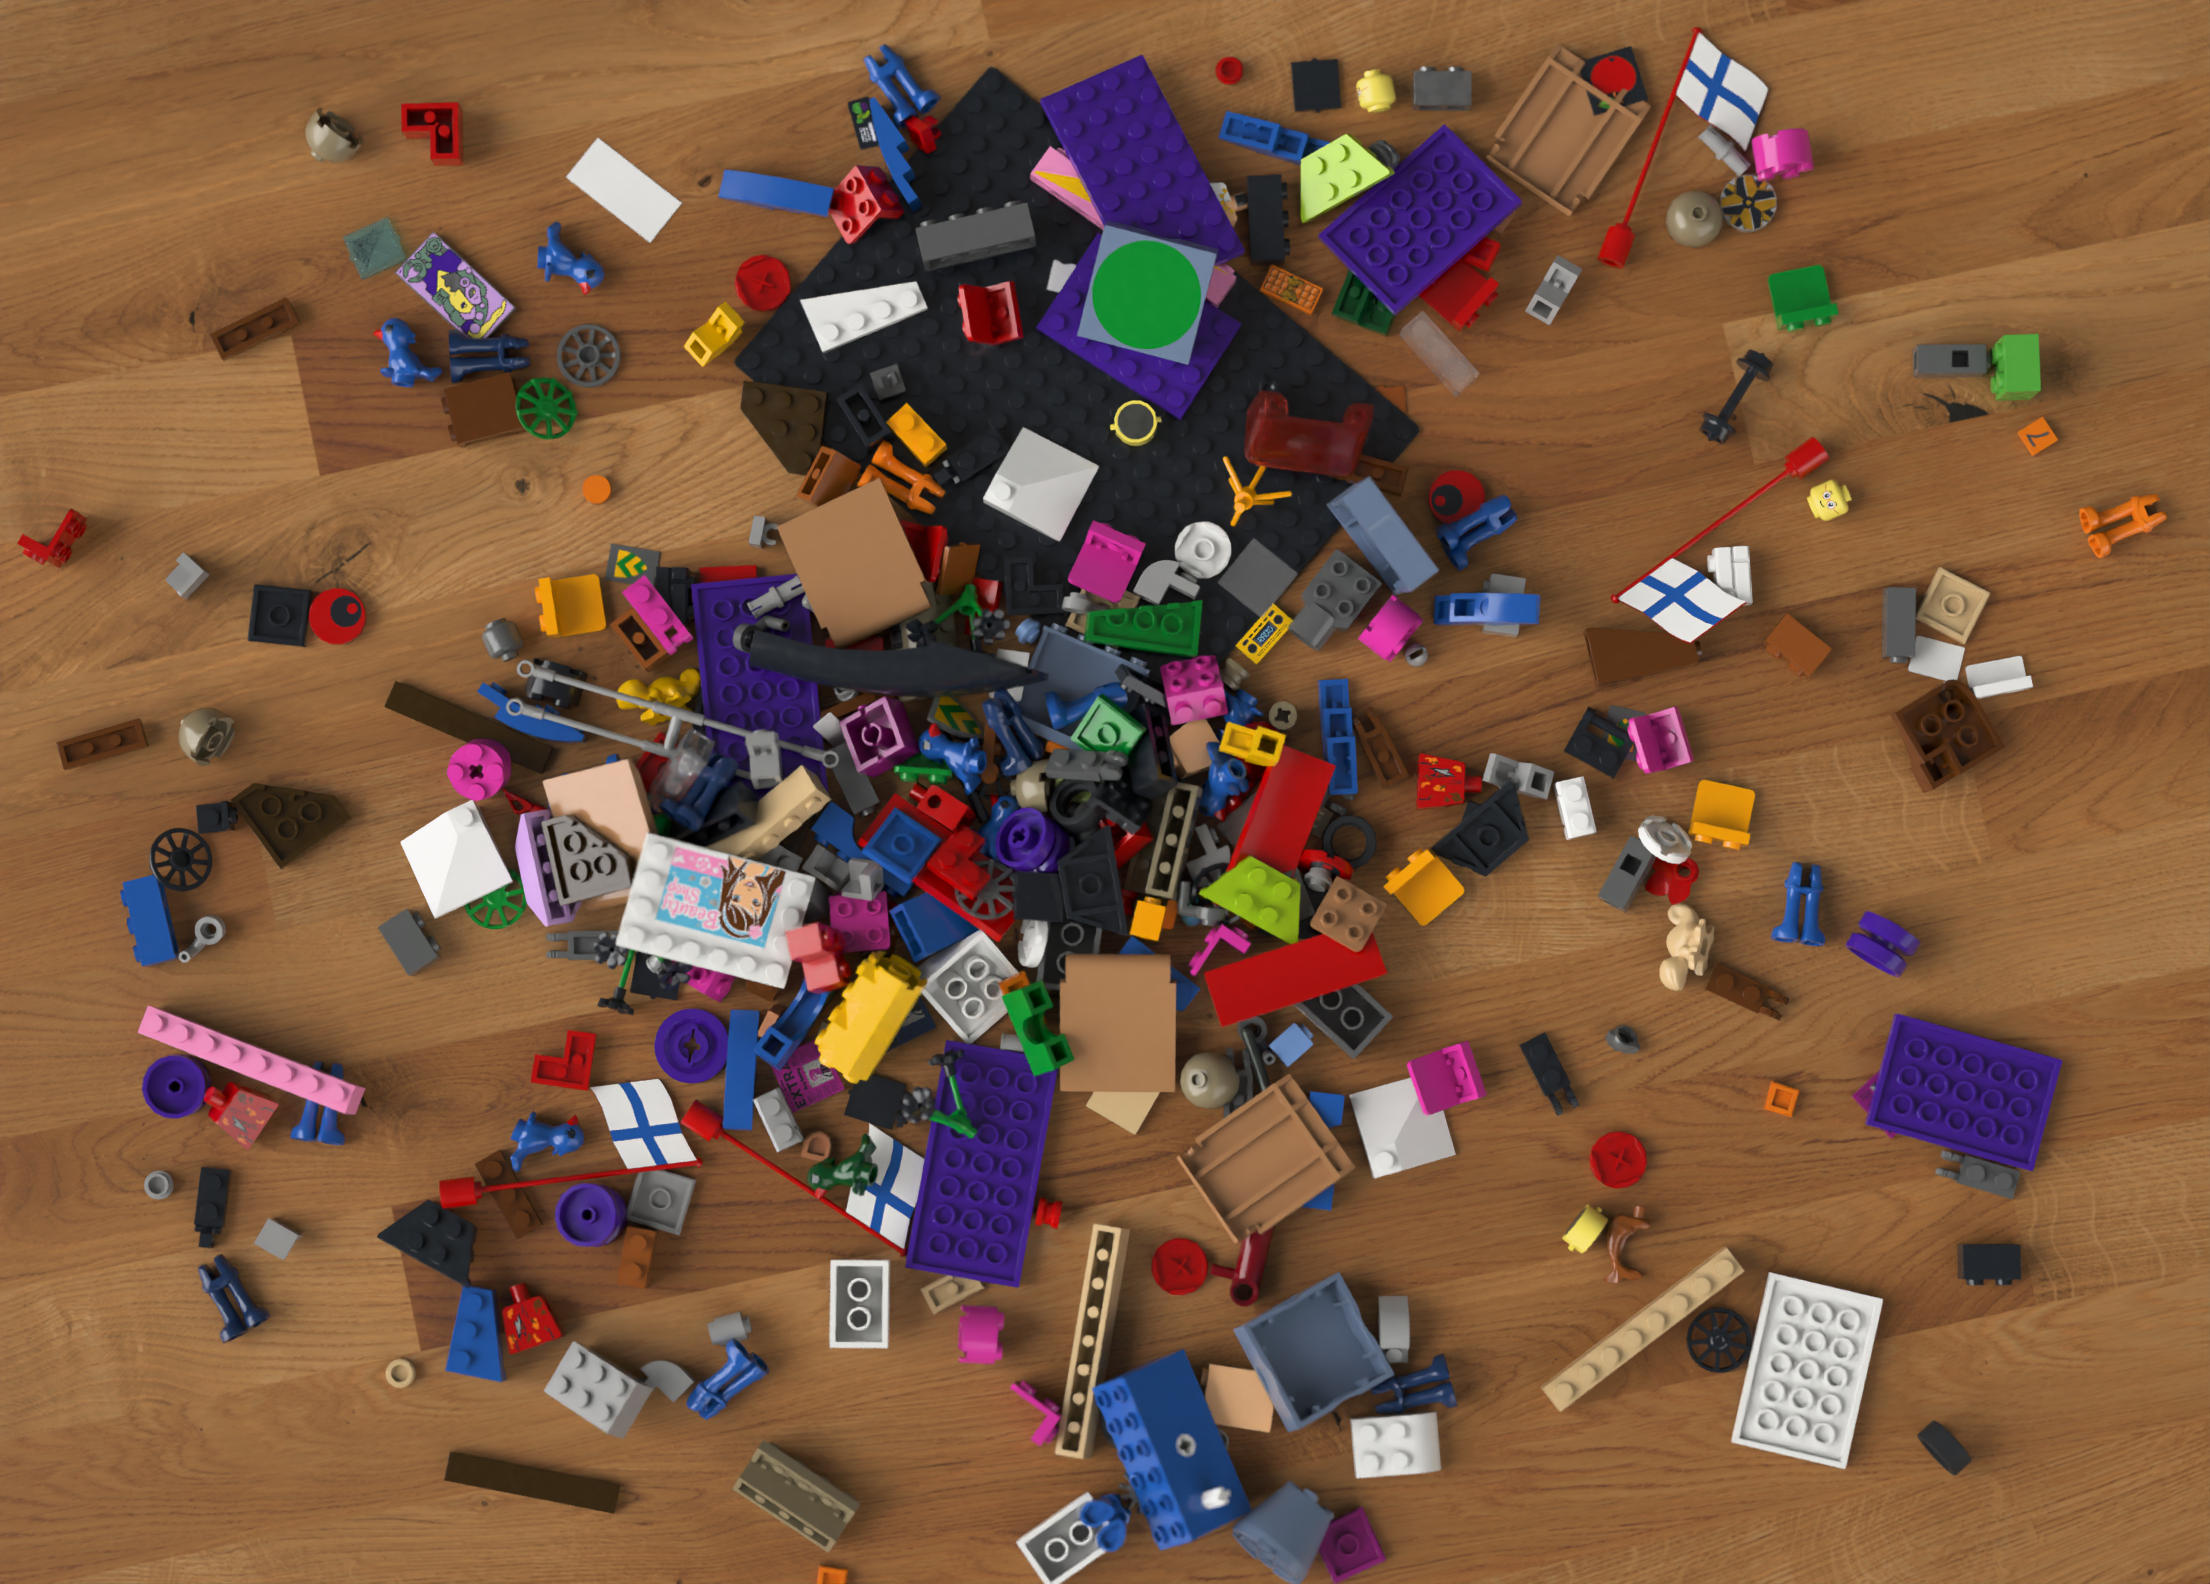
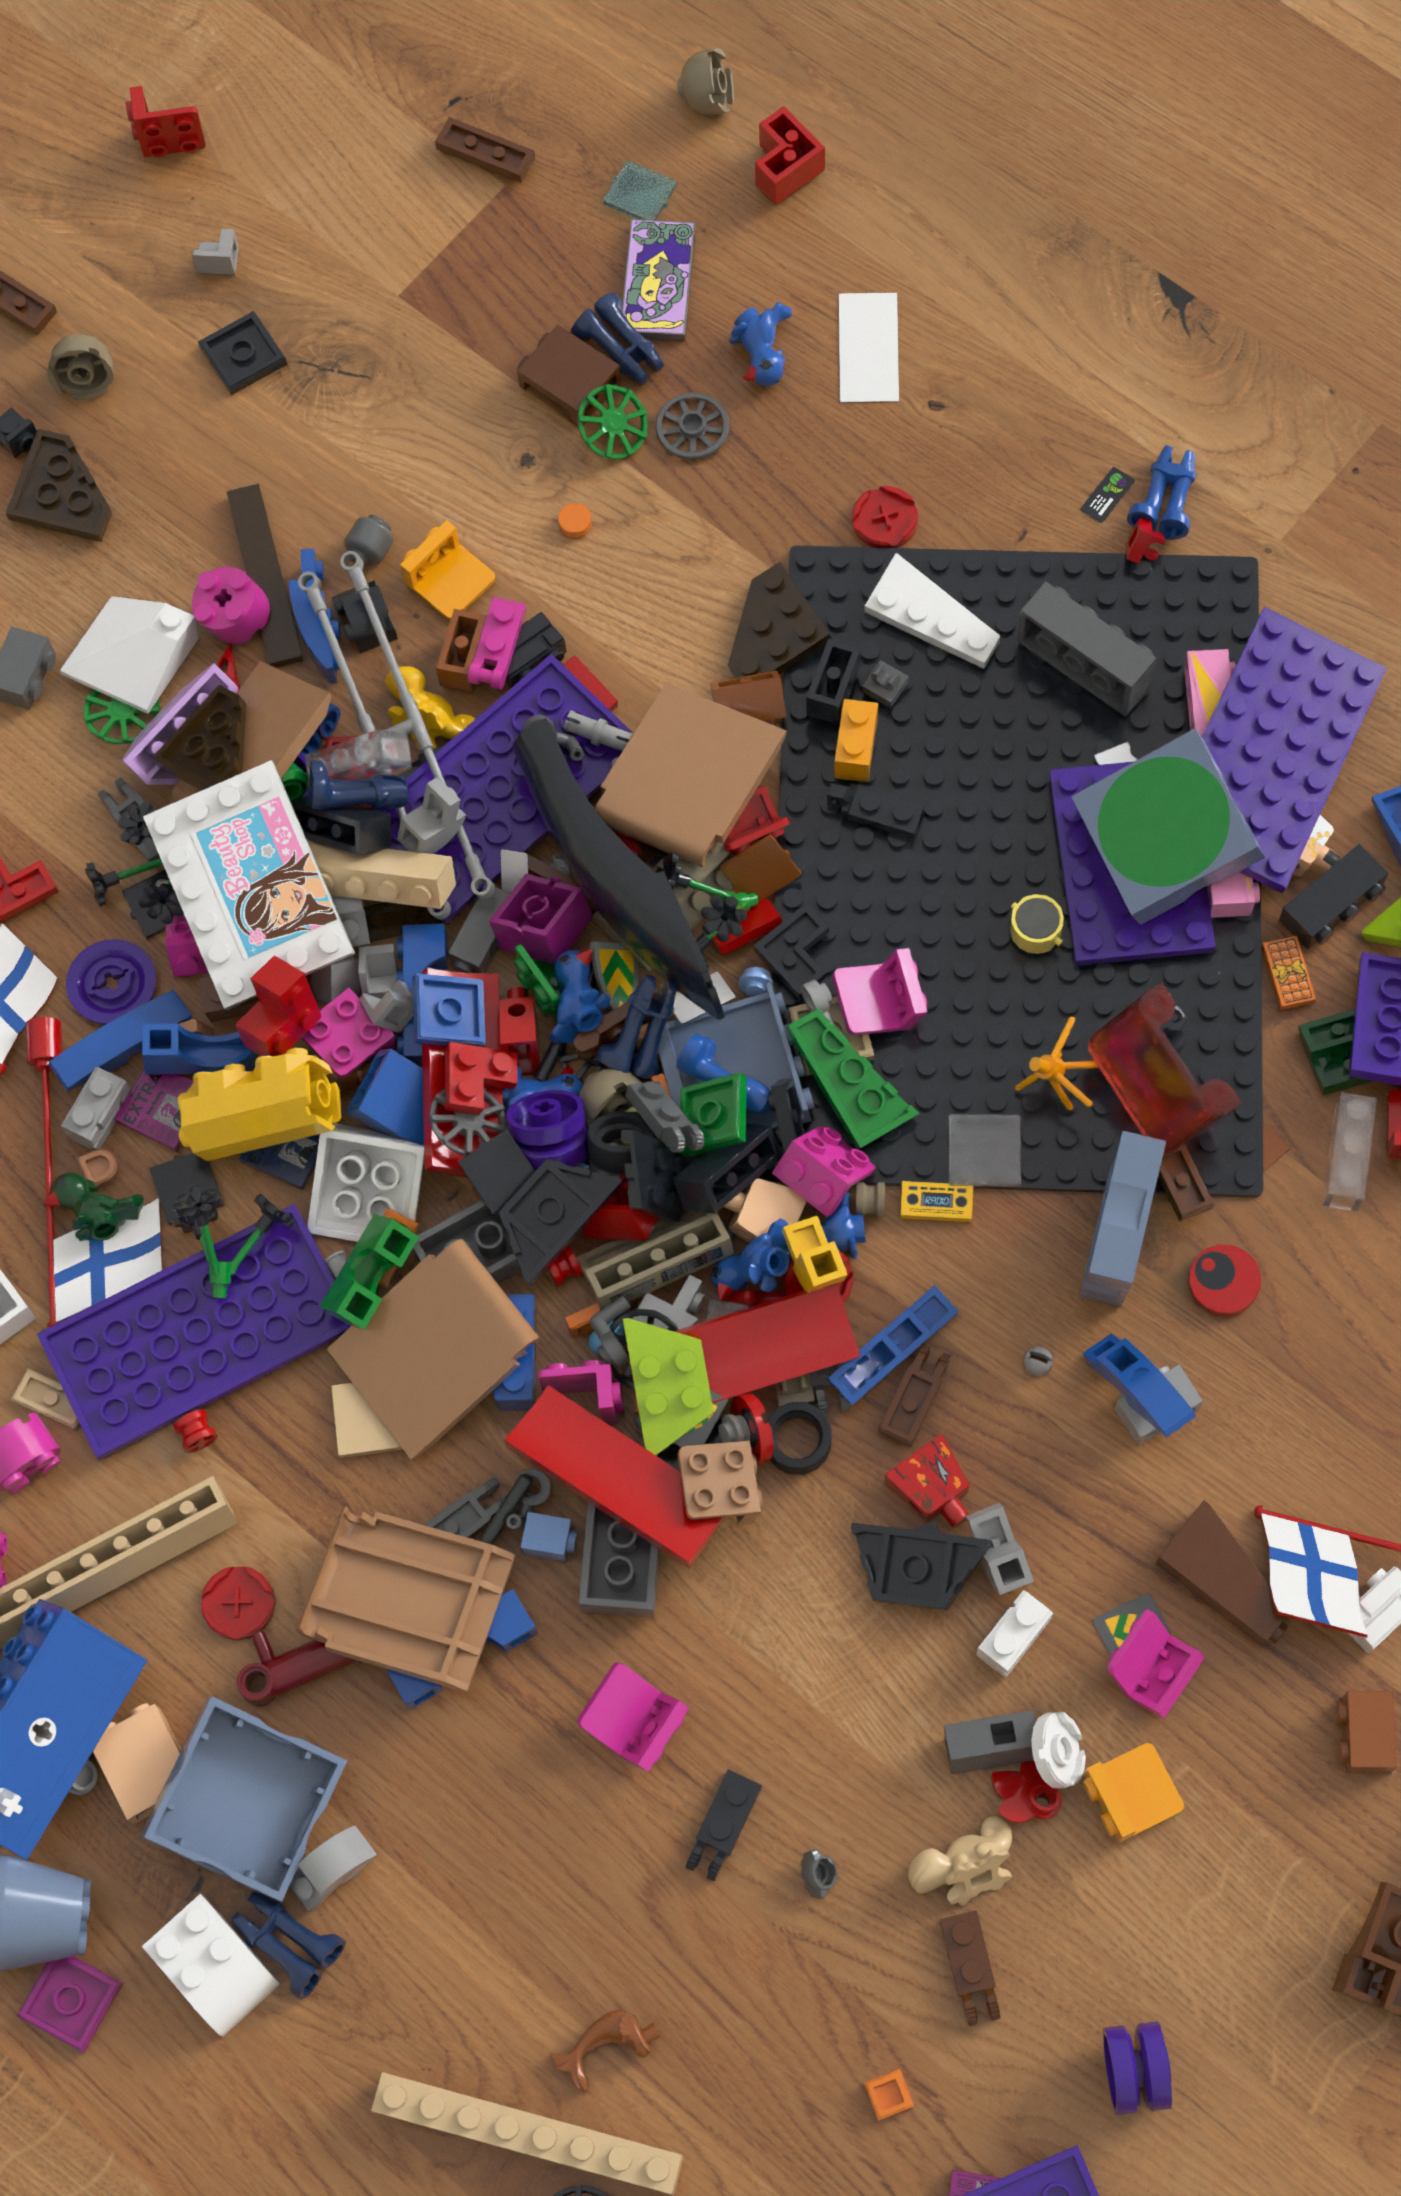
camera: 55 degrees right, 15 degrees down
(337, 616) = (279, 397): red tile -> none
(403, 362) = (555, 280): blue animal -> none
(630, 564) = (534, 594): dark grey sticker -> none
(715, 335) = (799, 510): yellow brick -> none
(759, 532) = (649, 679): light grey tile -> none
(776, 193) = (977, 465): blue slope -> none
(861, 200) = (1040, 531): red bracket -> none
(884, 459) = (810, 728): orange piece -> none
(892, 147) = (1102, 527): blue slope -> none
(990, 313) = (1023, 715): red bracket -> none
(1034, 942) = (451, 1207): white tile -> none
(1040, 484) = (904, 884): white slope -> none
(1148, 919) = (560, 1296): light orange brick -> none
(1159, 577) = (906, 1056): light grey brick -> none
(1203, 550) = (968, 1079): white tile -> none
(1209, 1080) = (447, 1482): dark tan cylinder -> none
(1281, 717) = (868, 1286): dark tan wheel -> none
(1333, 600) = (1024, 1237): dark grey brick -> none
(1391, 628) = (1041, 1308): dark pink brick -> none
(1397, 1130) = (538, 1713): white slope -> none
(1424, 886) = (813, 1542): light orange bracket -> none
(1497, 518) = (1235, 1316): blue piece -> none
(1585, 1229) = (587, 1986): light yellow piece -> none
(1594, 750) = (1090, 1611): black plate -> none
(1618, 1160) = (689, 1969): red tile -> none
(1789, 928) = (1071, 1956): blue piece -> none

